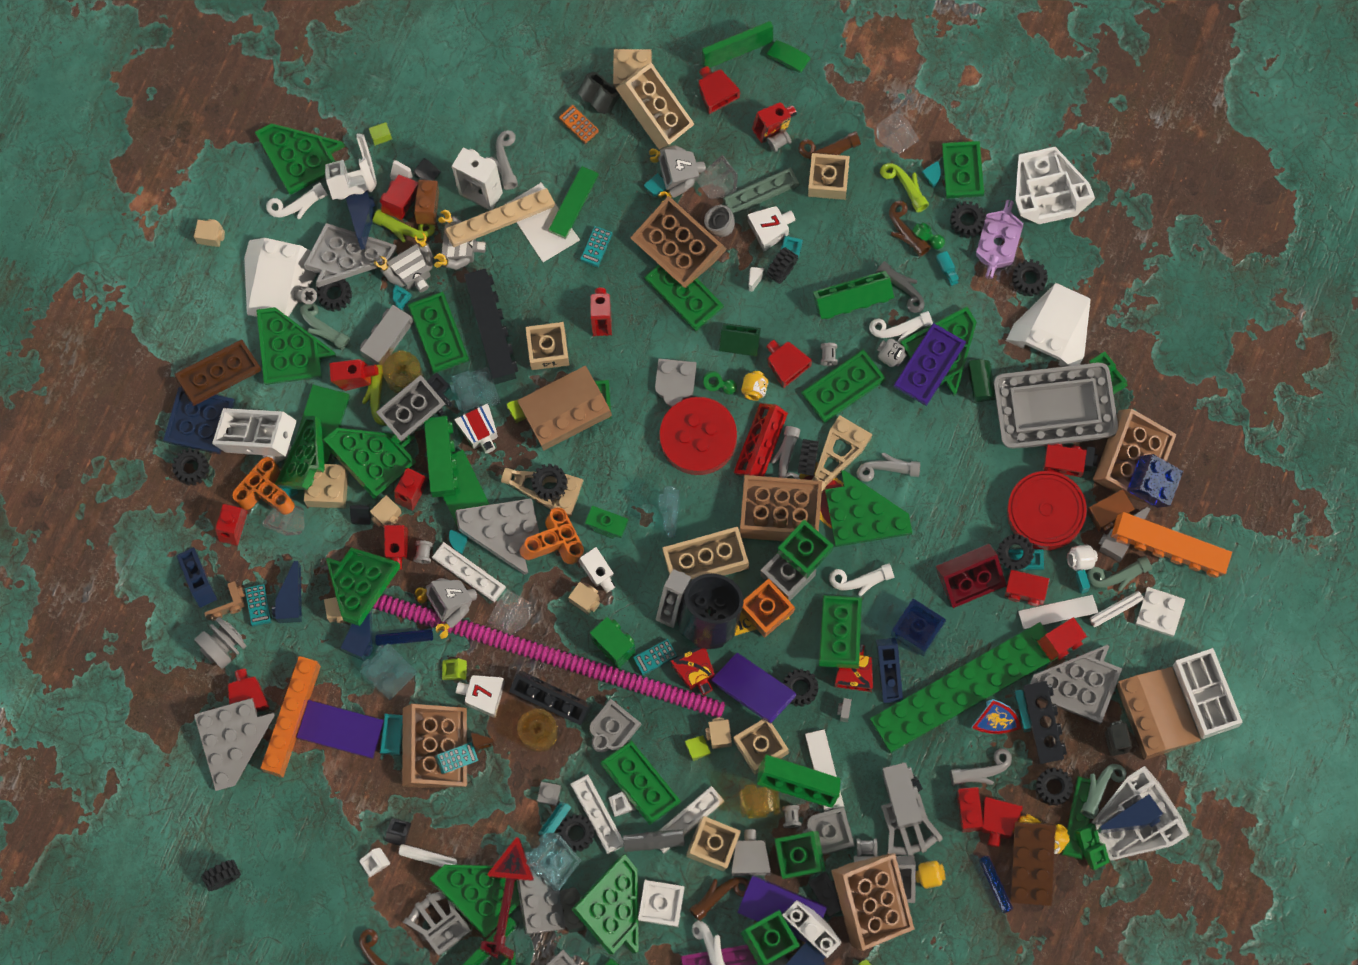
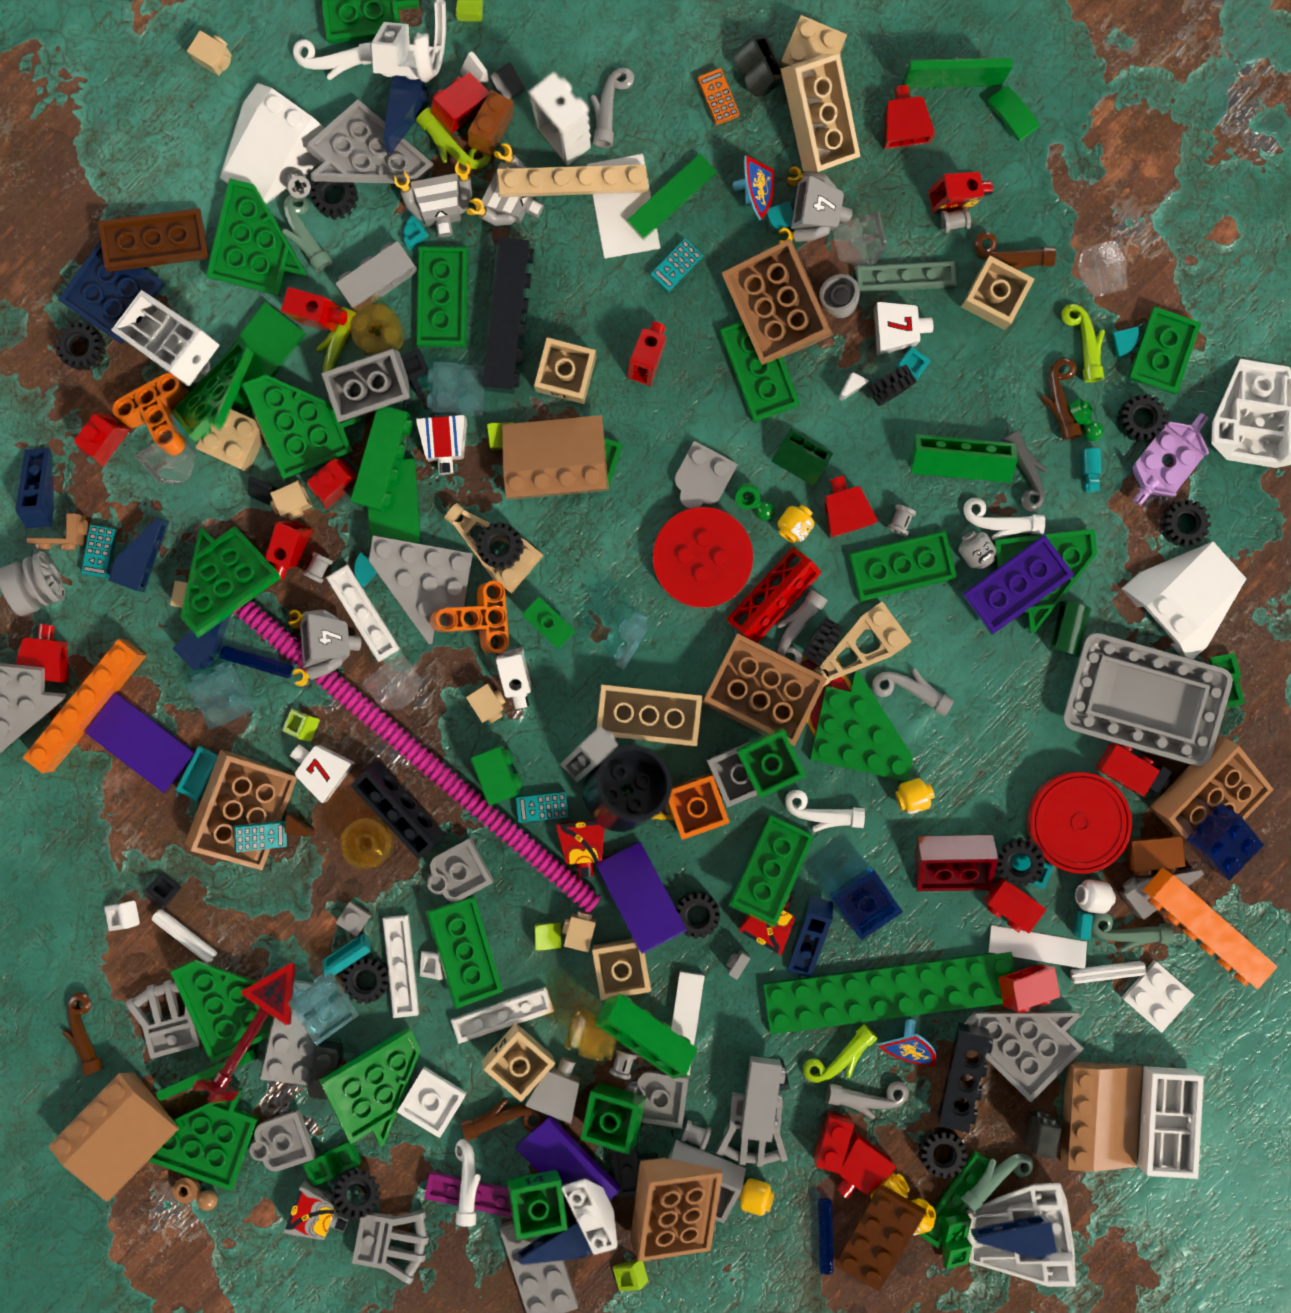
camera: 20 degrees right, 15 degrees up
(631, 171) = (757, 186): none -> shield
(653, 840) = (451, 1029): dark grey axle -> none
(921, 539) = (914, 796): none -> yellow head
(954, 747) = (848, 1057): none -> lime plant
(1023, 711) = (945, 1050): teal tile -> none

